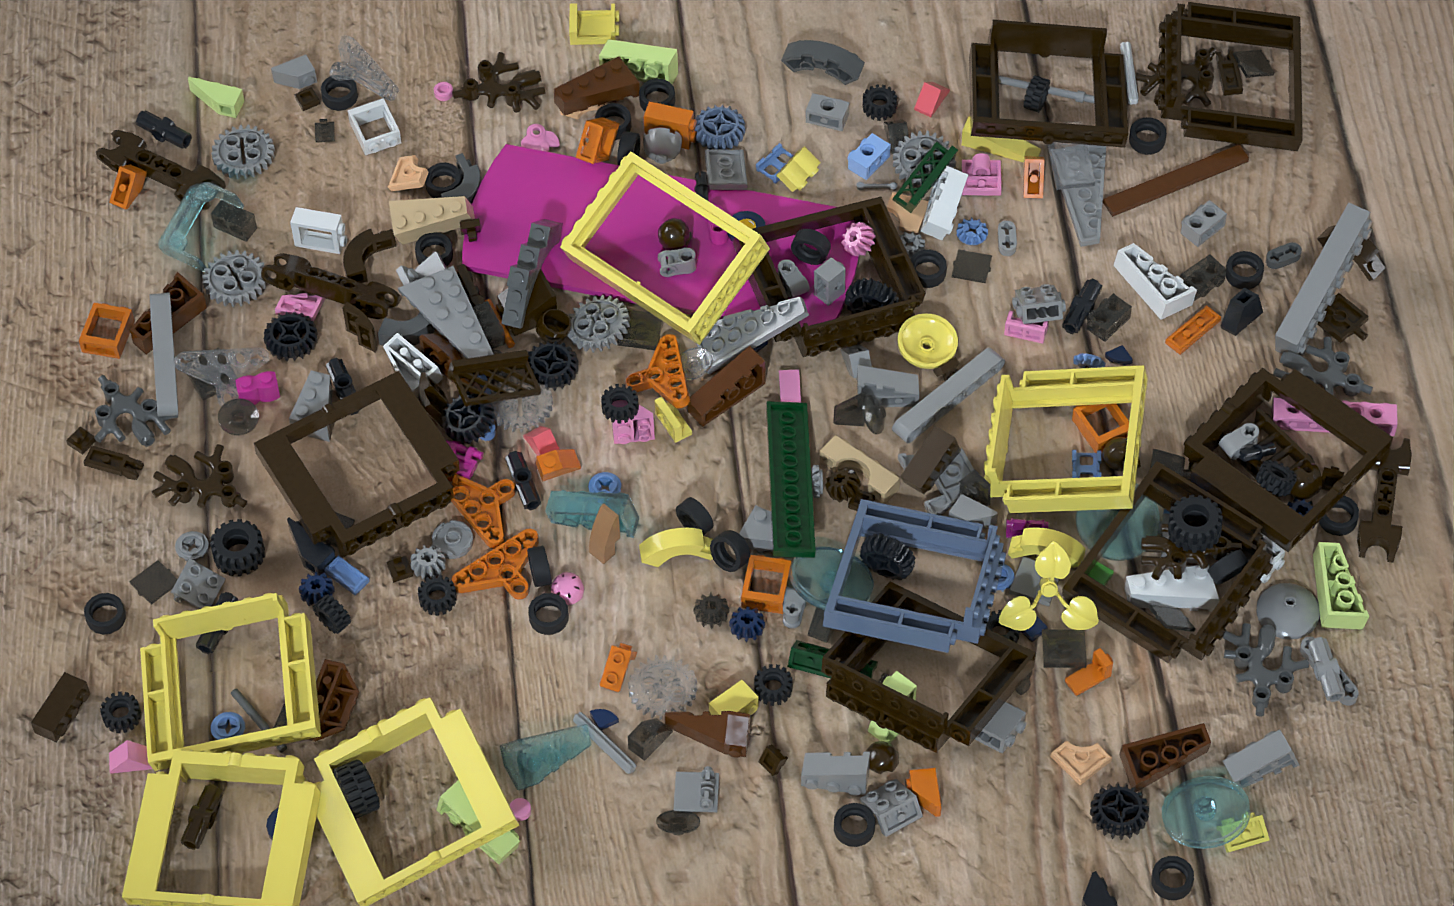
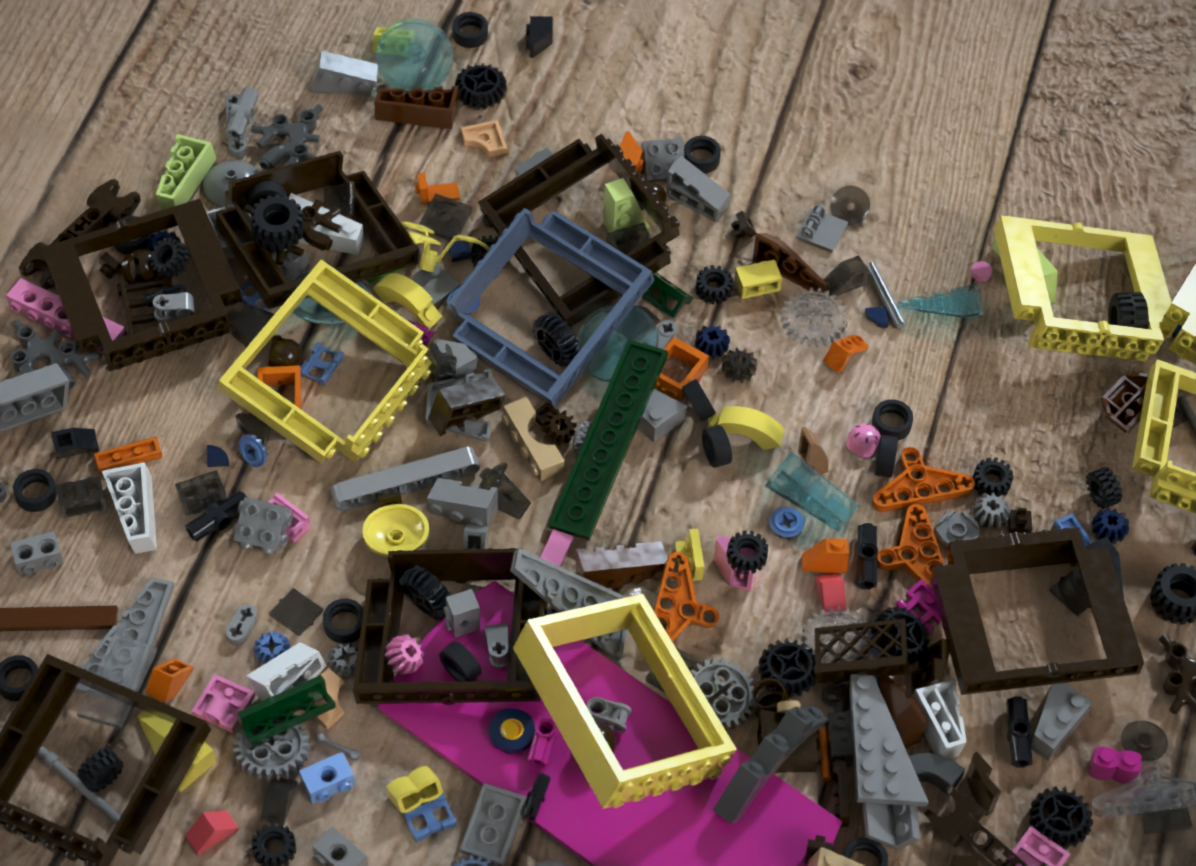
camera: 160 degrees left, 0 degrees up
(534, 309) = (783, 707): none -> tan tile

